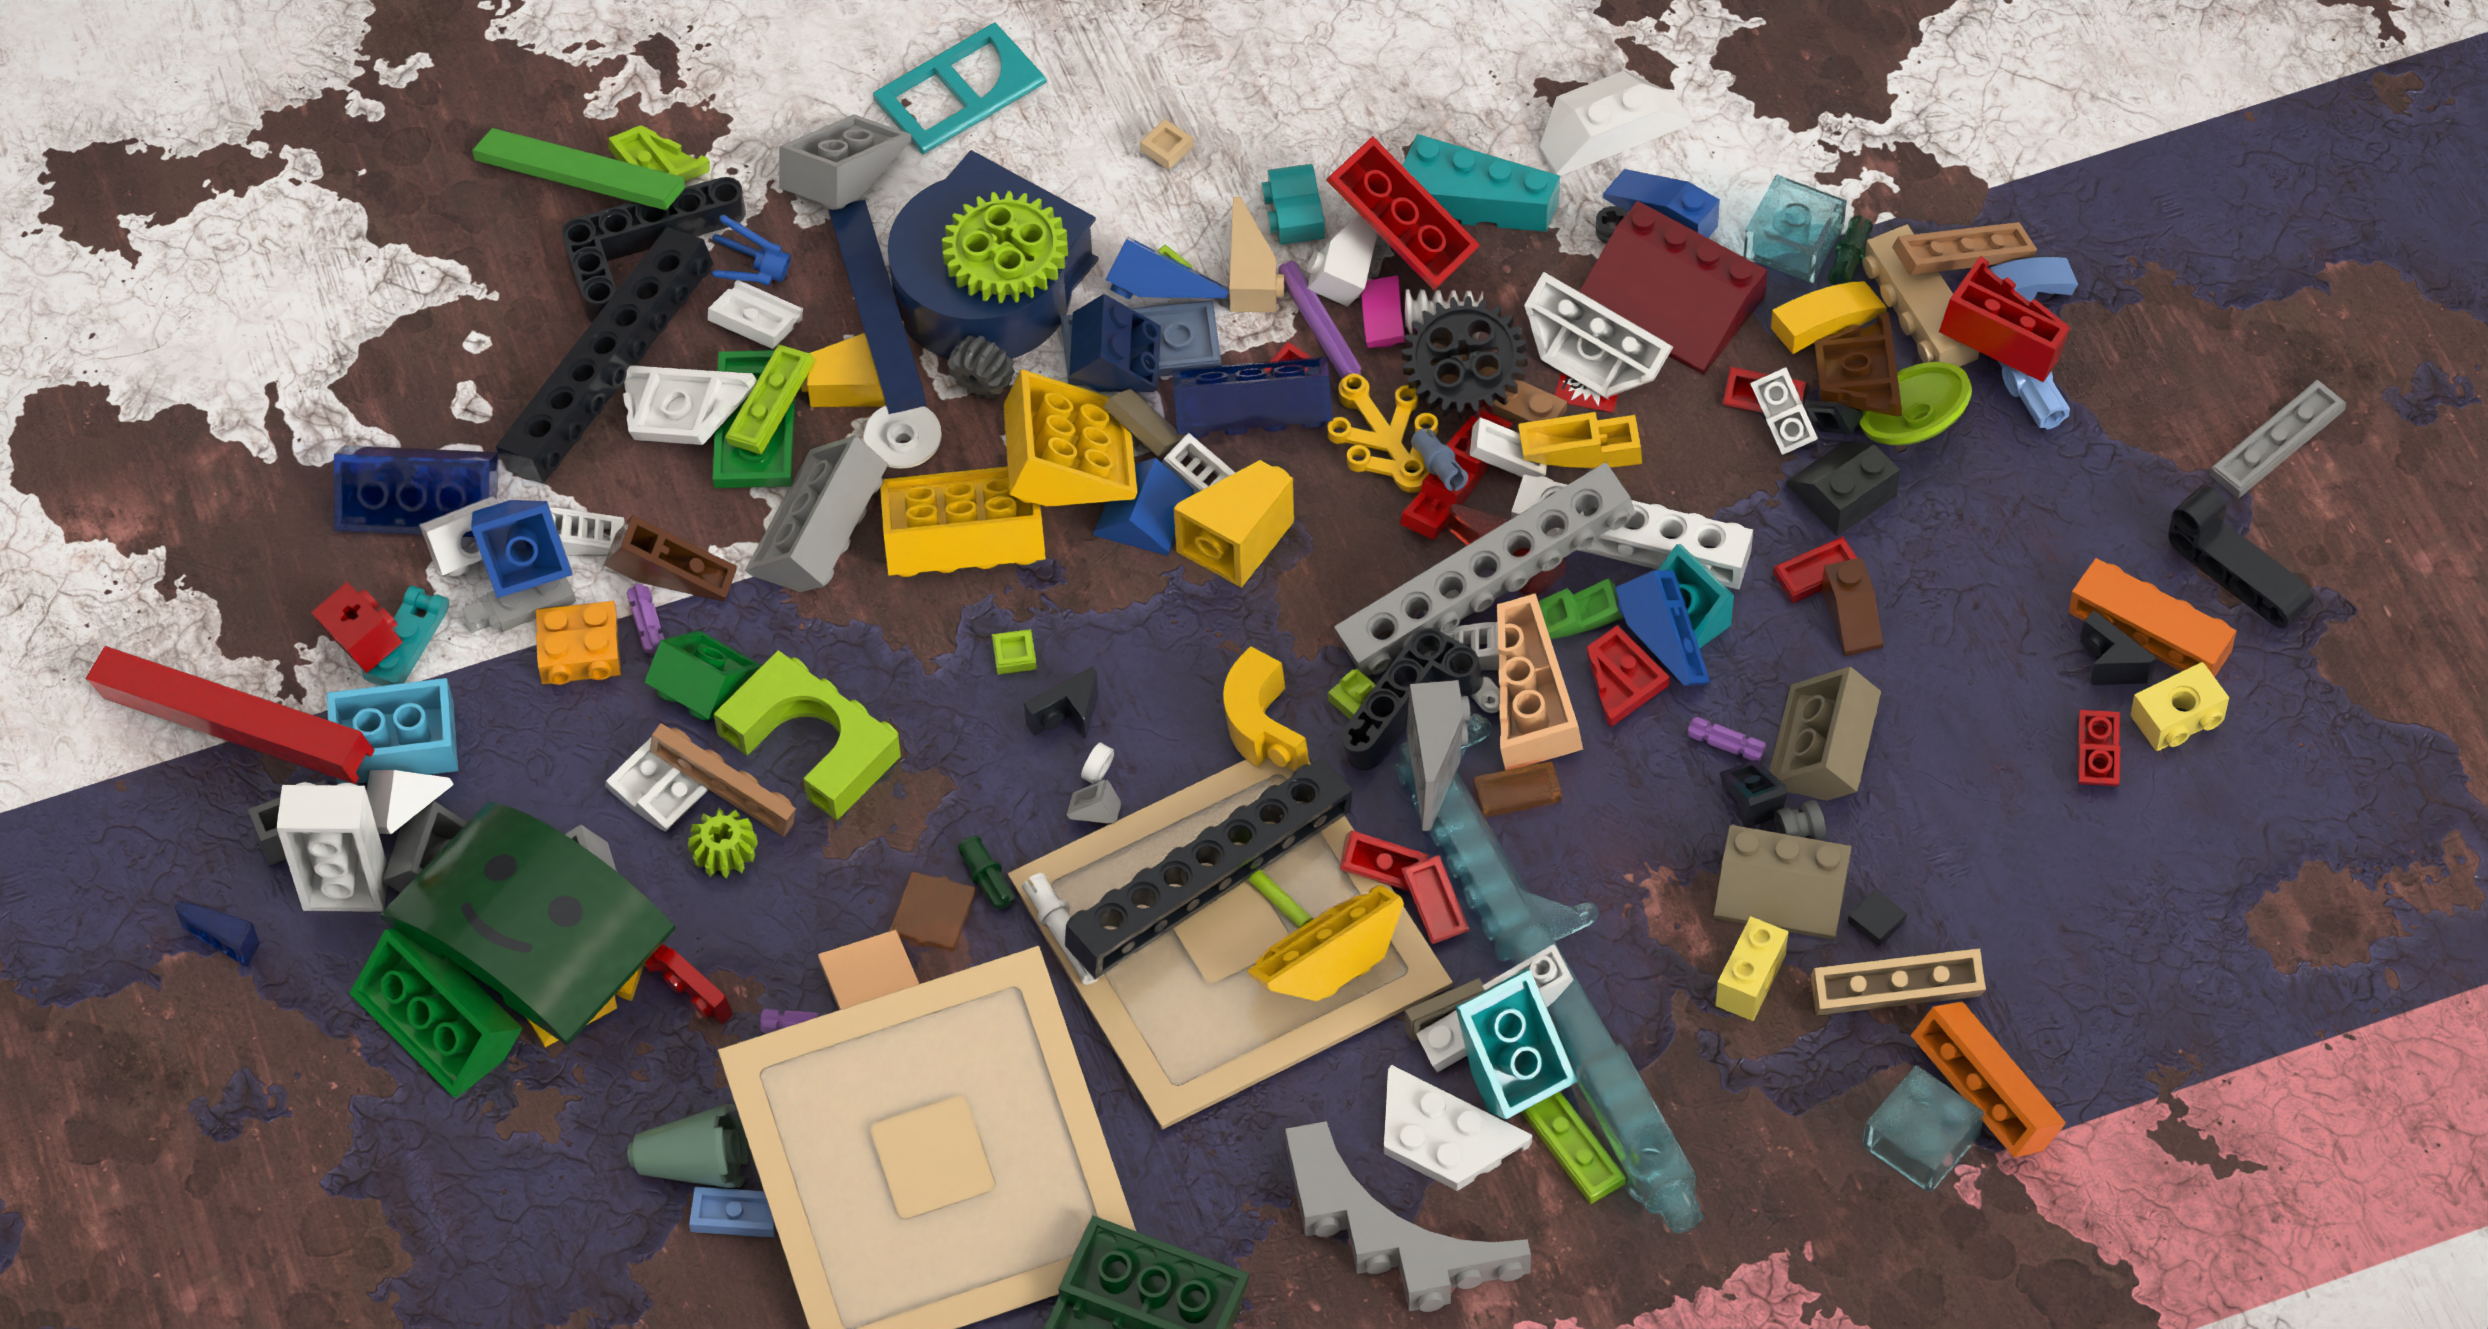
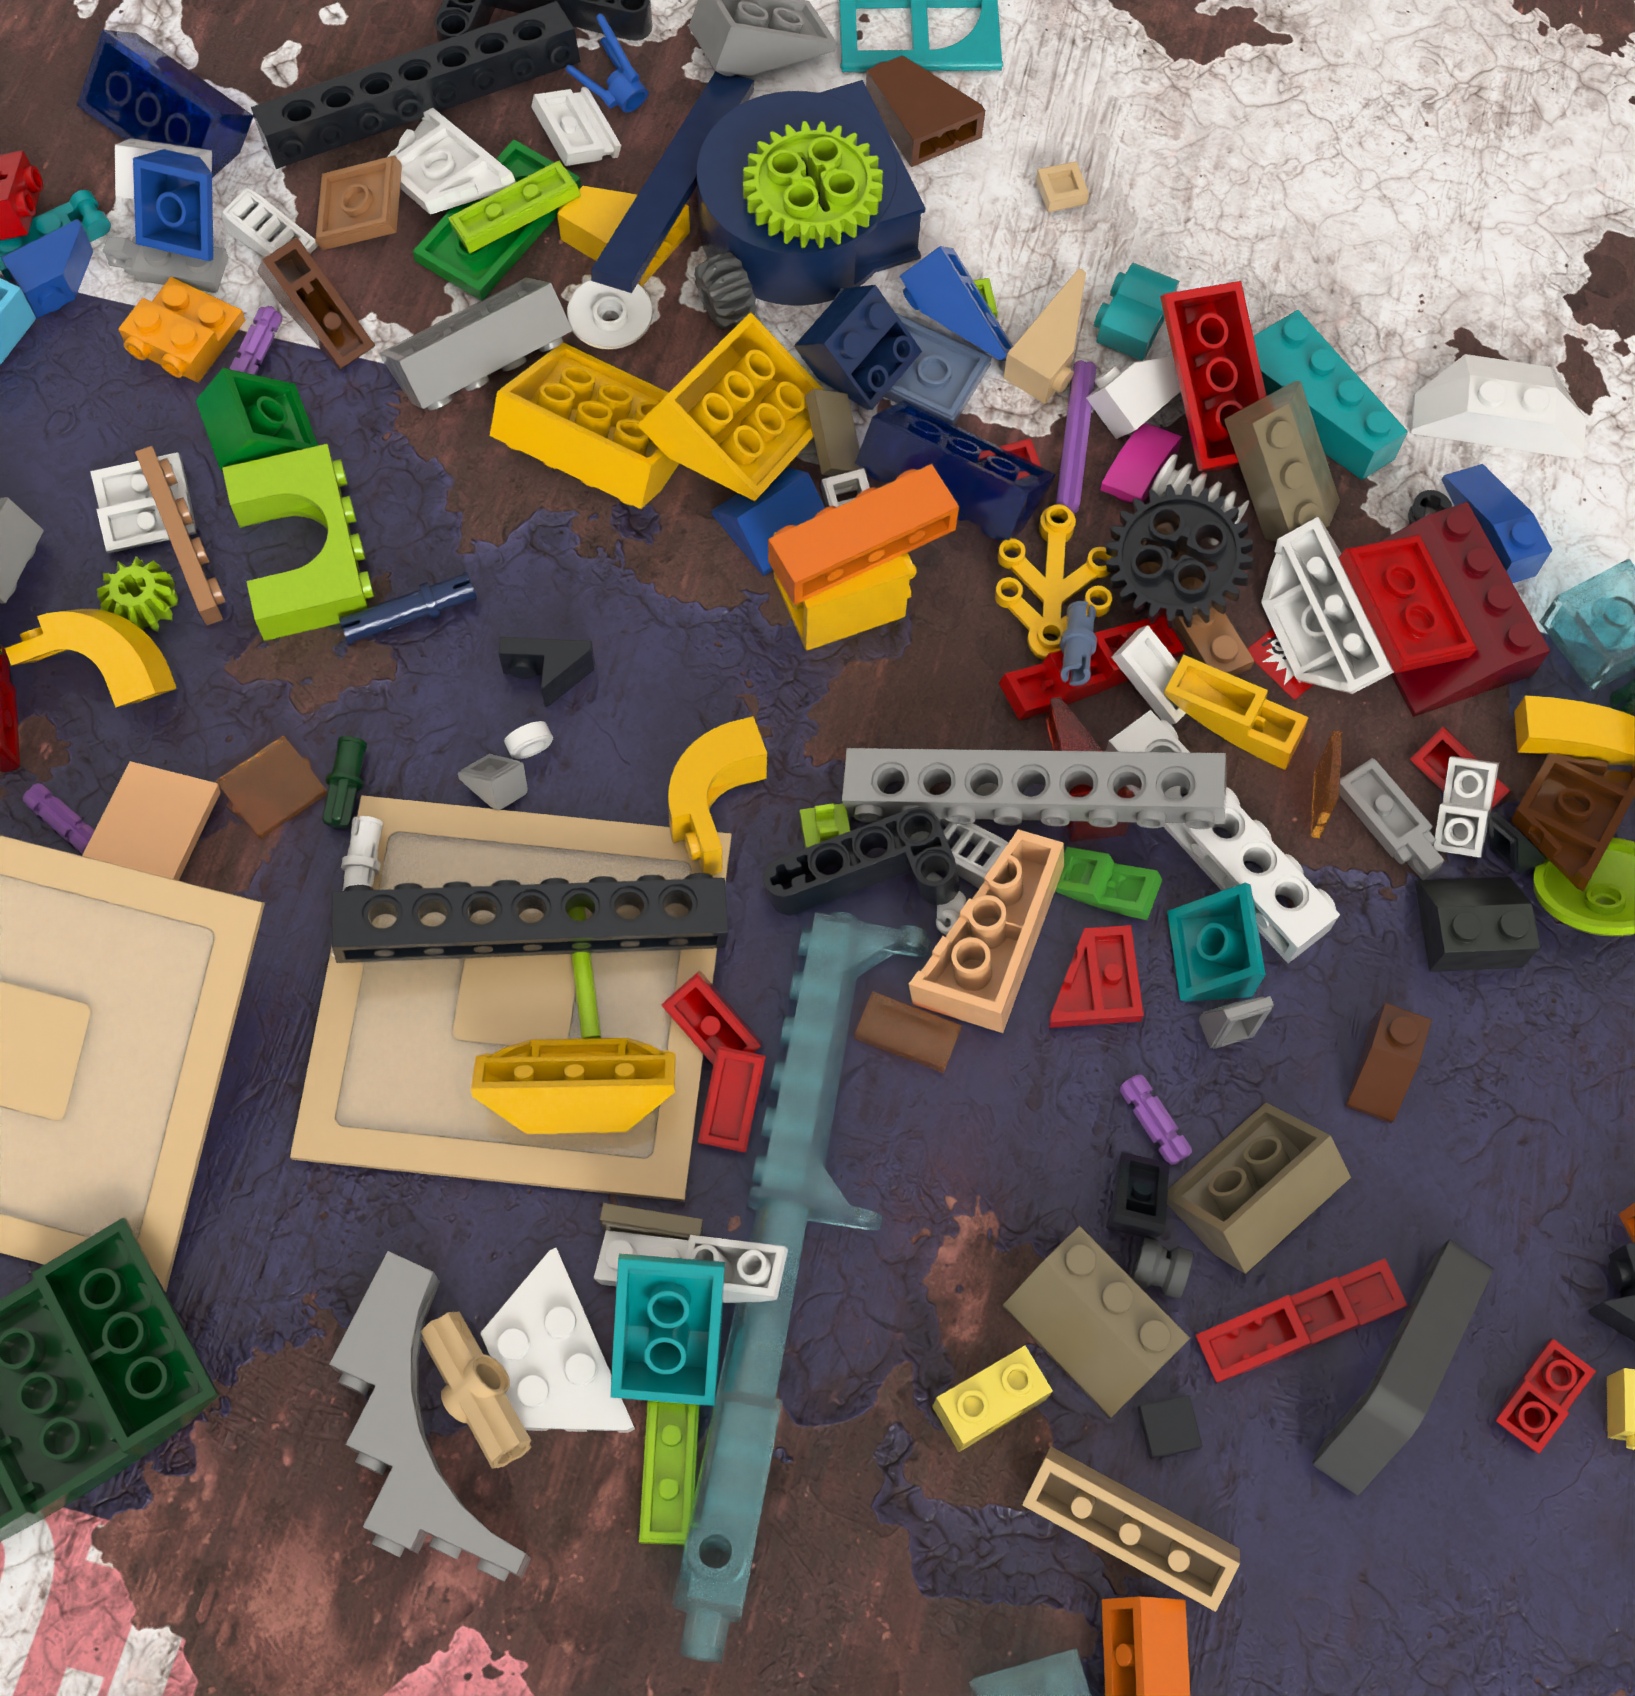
camera: 30 degrees right, 10 degrees up
(436, 655) = (51, 267): none -> blue slope
(637, 469) = (358, 203): none -> medium nougat tile
(736, 877) = (118, 647): none -> yellow arch
(939, 718) = (407, 608): none -> dark blue pin
(1014, 652) = (547, 580): lime tile -> none
(1019, 143) = (922, 110): none -> reddish brown slope
(1242, 468) = (862, 533): none -> orange brick
(1411, 1176) = (475, 1389): none -> tan piece
(1434, 740) = (836, 943): light grey slope -> none
(1489, 250) = (1283, 462): none -> dark tan slope
(1648, 294) = (1407, 603): none -> red tile
(1660, 619) = (1176, 953): blue slope -> none
(1681, 451) = (1326, 784): none -> clear orange piece
(1734, 641) = (1234, 1021): none -> light grey slope
(1738, 449) = (1391, 817): none -> light grey hinge
(1804, 573) = (1363, 991): red tile -> none
(1913, 800) = (1301, 1320): none -> red slope
(2003, 785) = (1408, 1371): none -> dark grey beam

